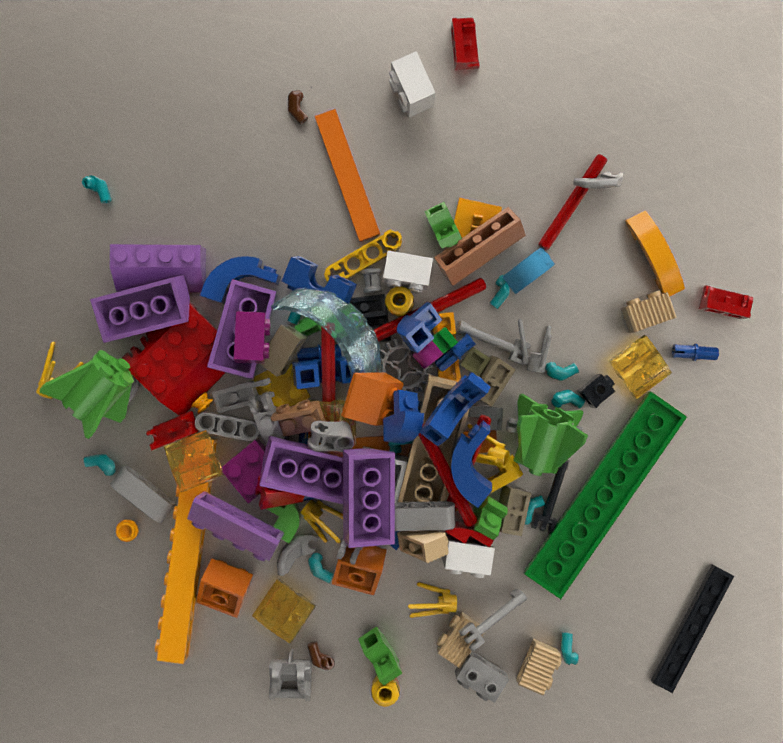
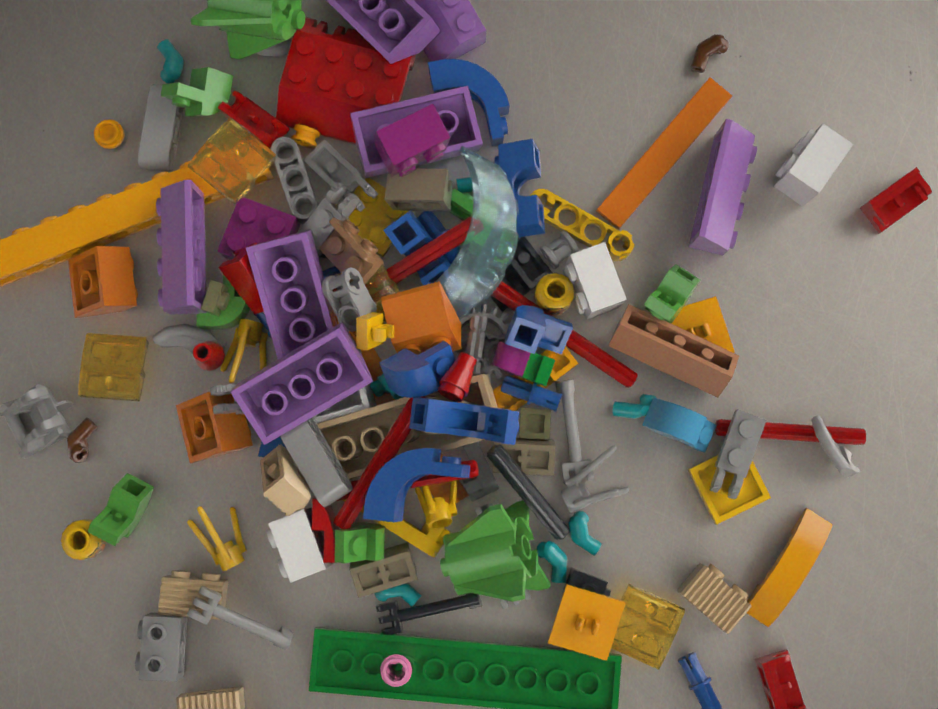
camera: 60 degrees right, 5 degrees down
(137, 453) = (203, 95): none -> bright green brick
(279, 521) = (216, 298): none -> olive plate
(316, 542) = (214, 358): none -> red cone
(317, 569) = (183, 379): teal arm -> none
(360, 433) = (372, 330): none -> yellow tile
(394, 152) = (722, 189): none -> medium lavender slope
(405, 372) = (476, 340): none -> light grey axle
(423, 396) = (457, 379): none -> red cone
(519, 391) = (528, 492): none -> black axle
(567, 243) = (737, 451): none -> light grey hinge
(583, 260) = (718, 504): none -> yellow plate
(584, 542) = (393, 677): none -> bright pink cone
(618, 401) = (586, 622): none -> light orange piece

